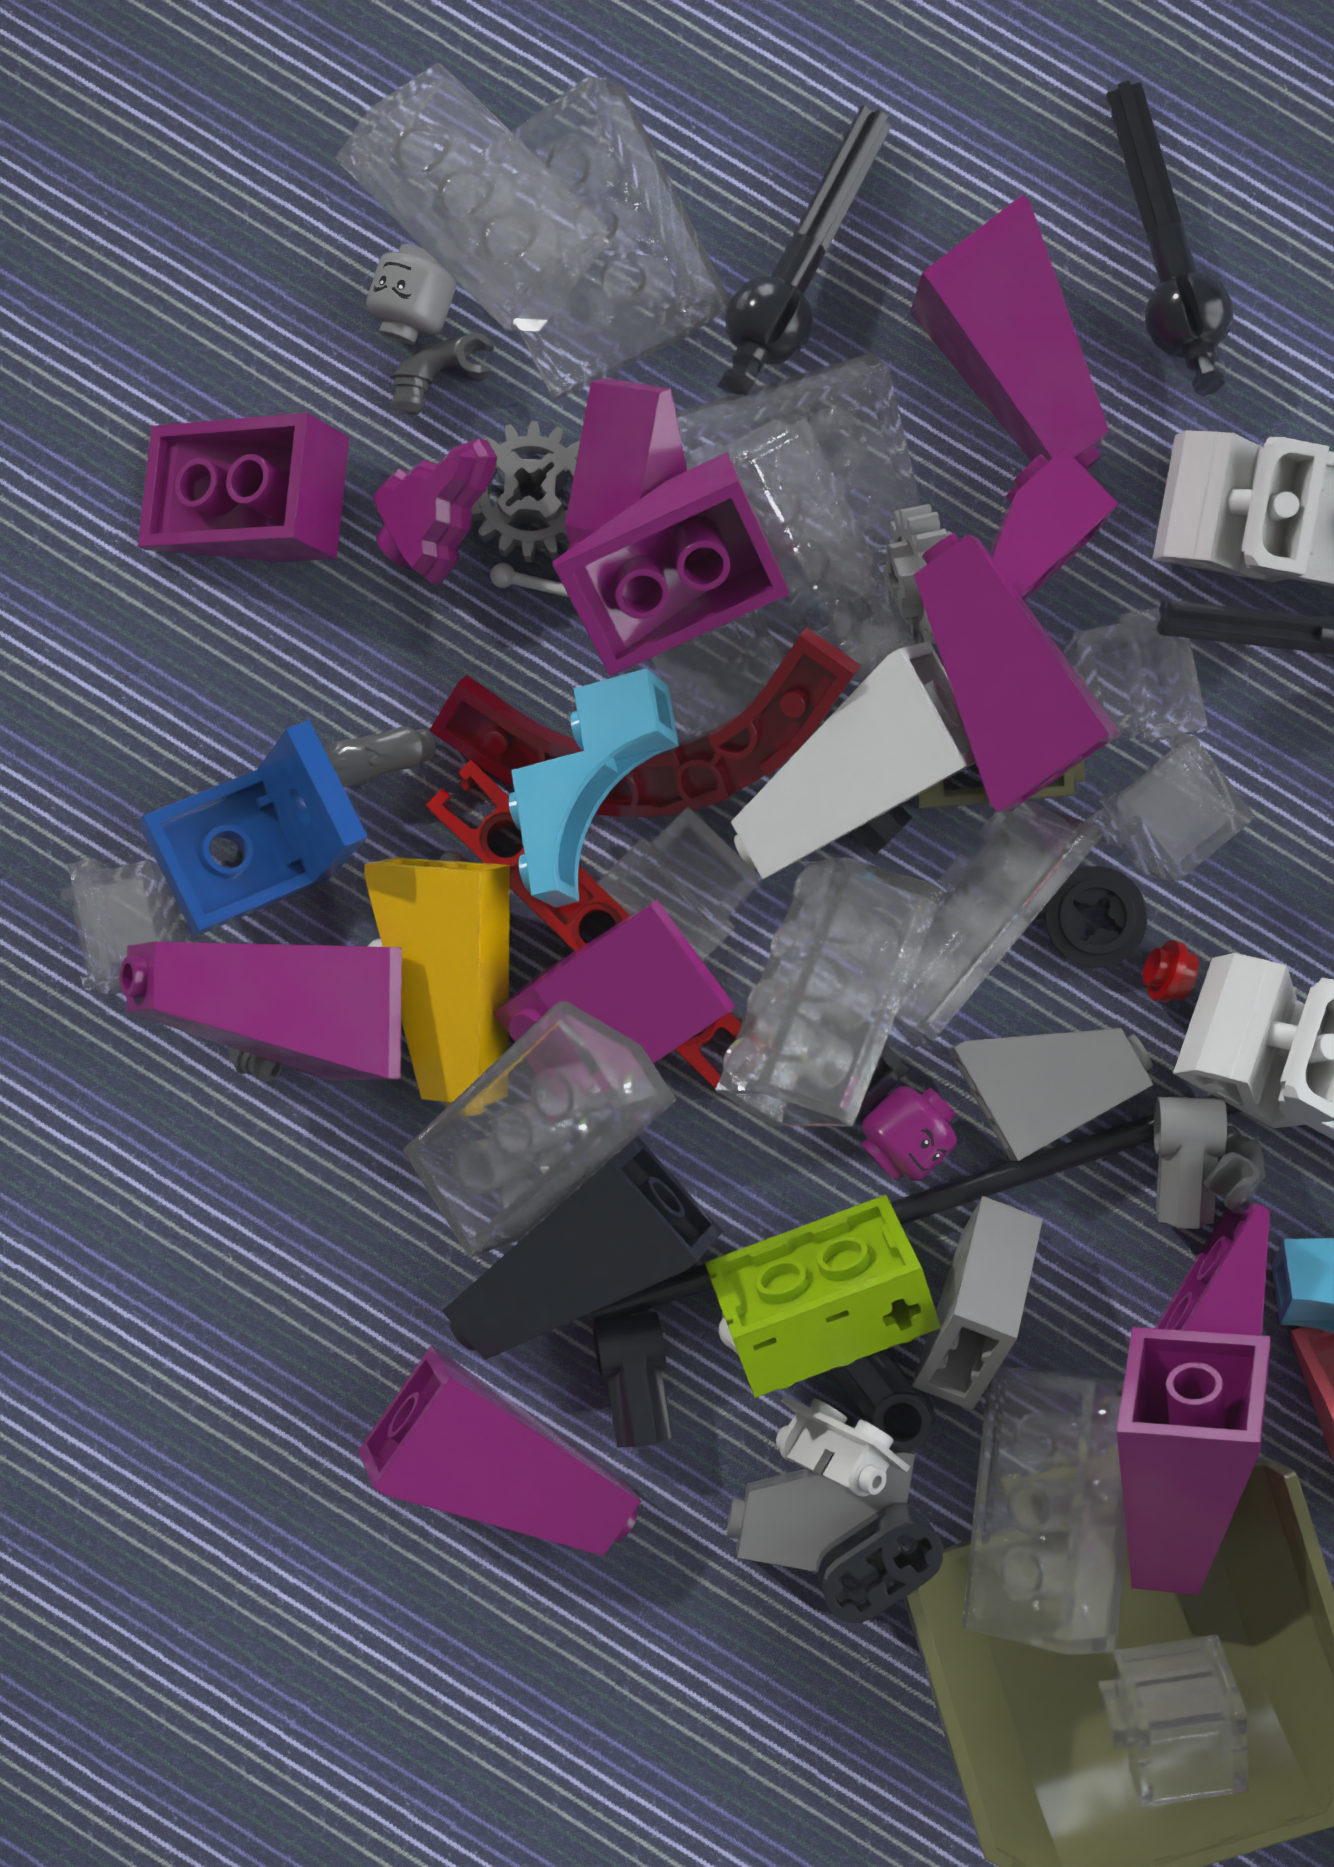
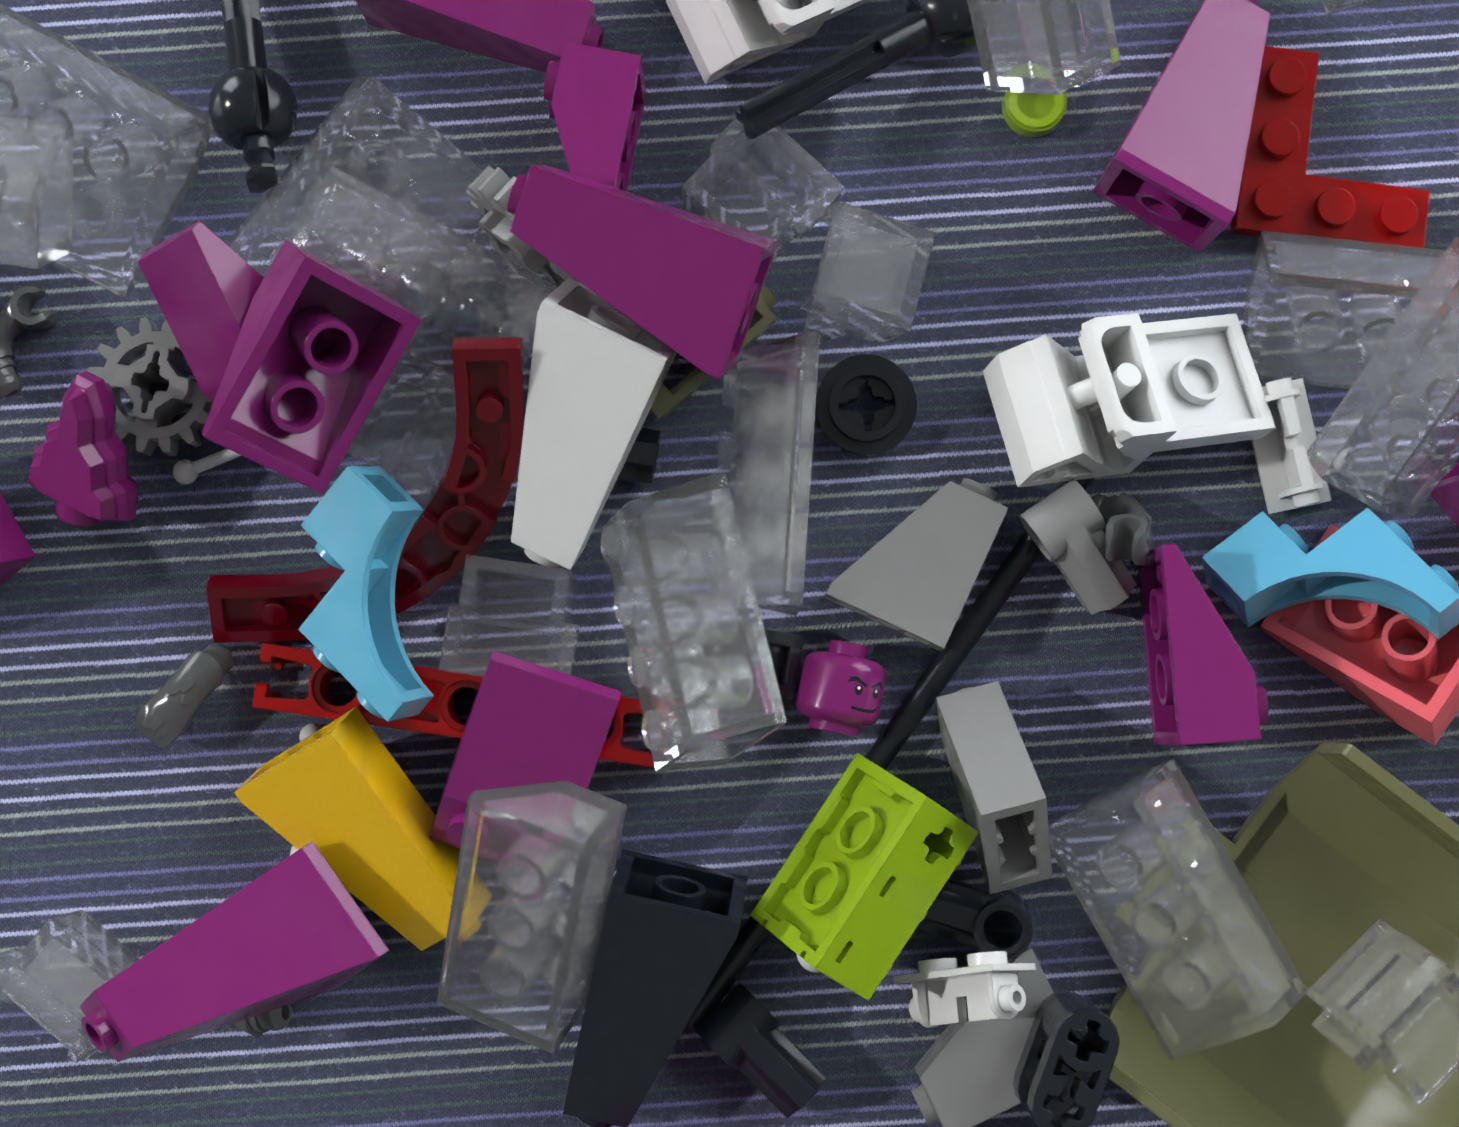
camera: 35 degrees left, 0 degrees up
(283, 817) = (138, 802): blue bracket -> none
(1170, 972) = (957, 406): red plate -> none
(1186, 1448) = (1247, 786): magenta slope -> none

